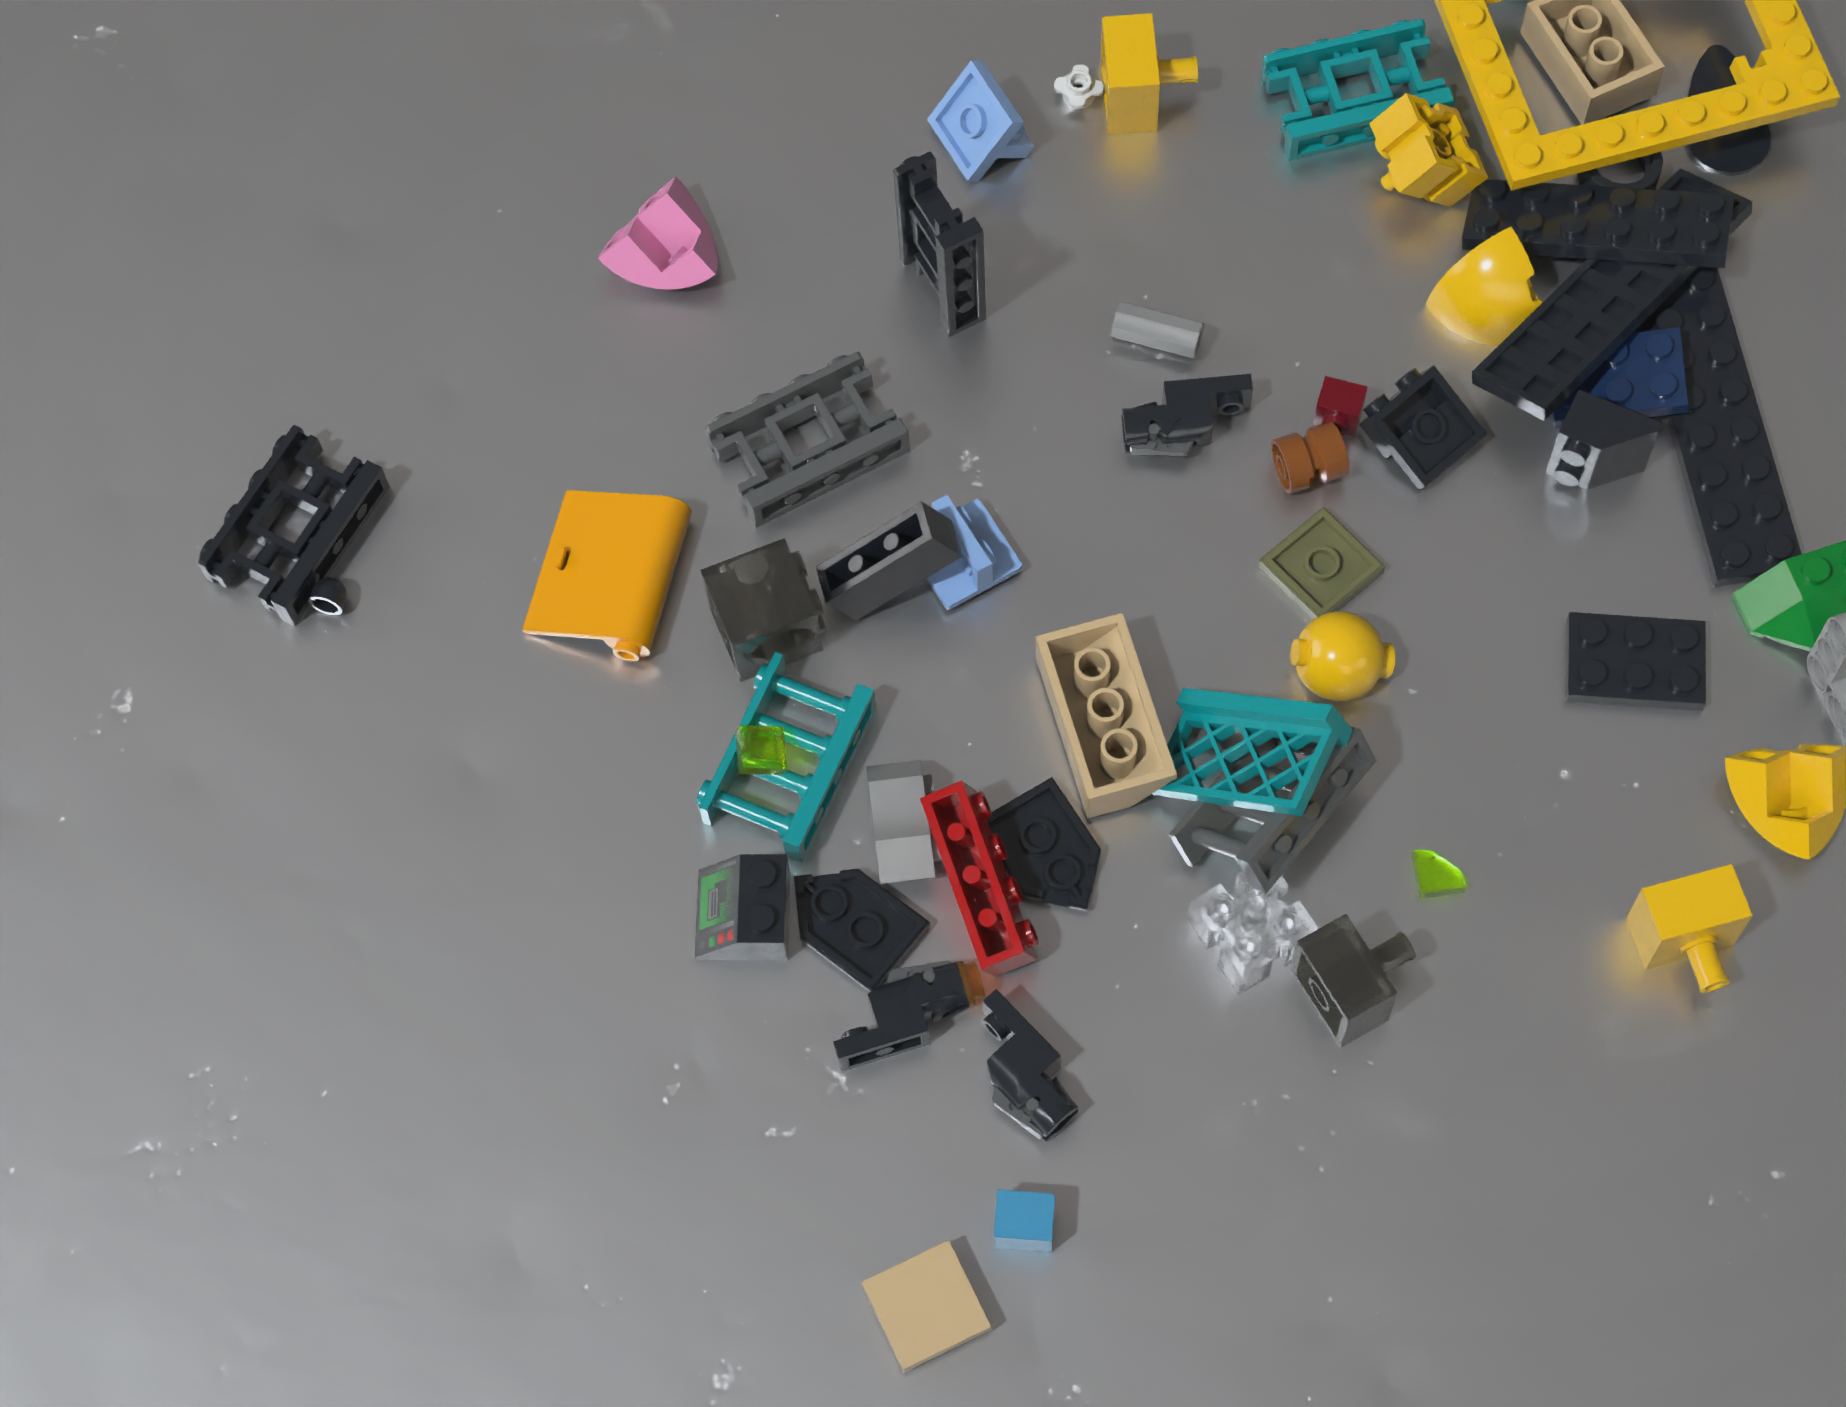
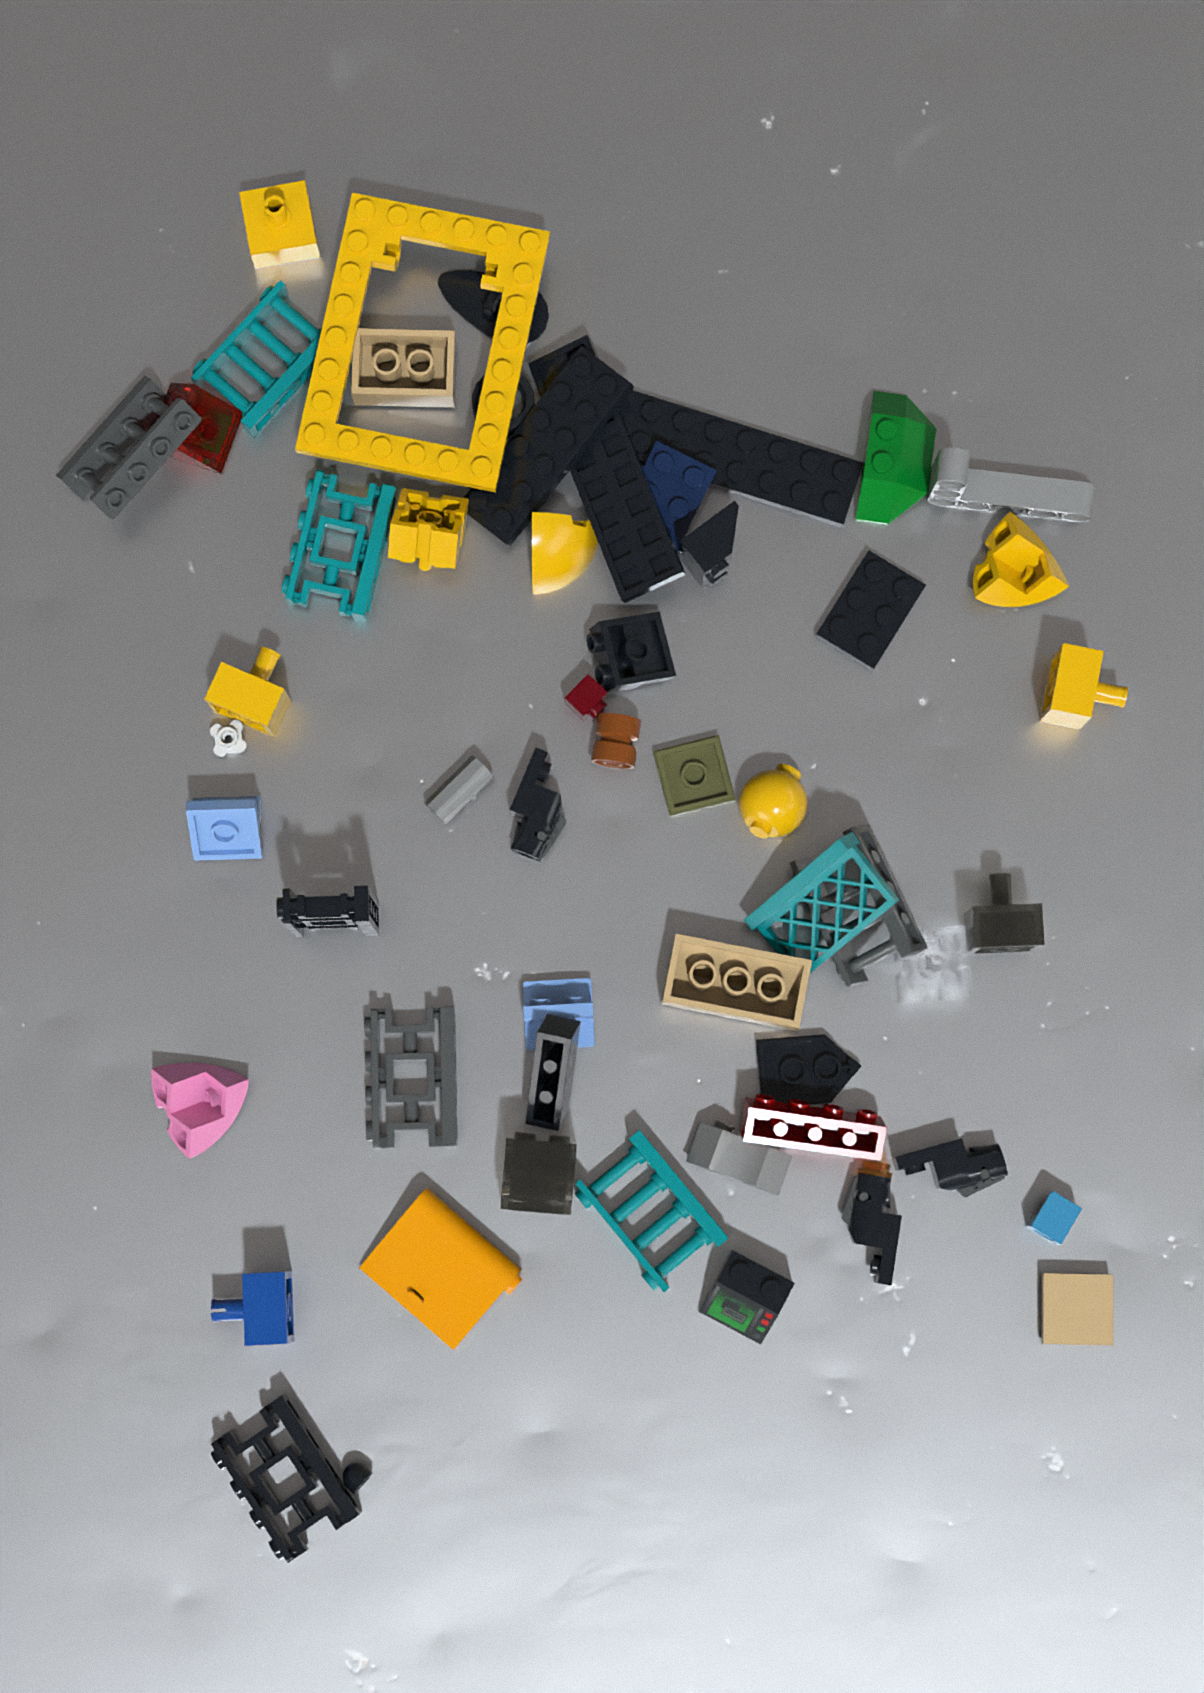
camera: 70 degrees left, 15 degrees up
(470, 405) = (264, 1308): none -> blue brick
(761, 750) = (644, 1229): clear neon green tile -> none
(856, 924) = (792, 1224): black tile -> none
(1436, 875) = (951, 825): clear neon green tile -> none

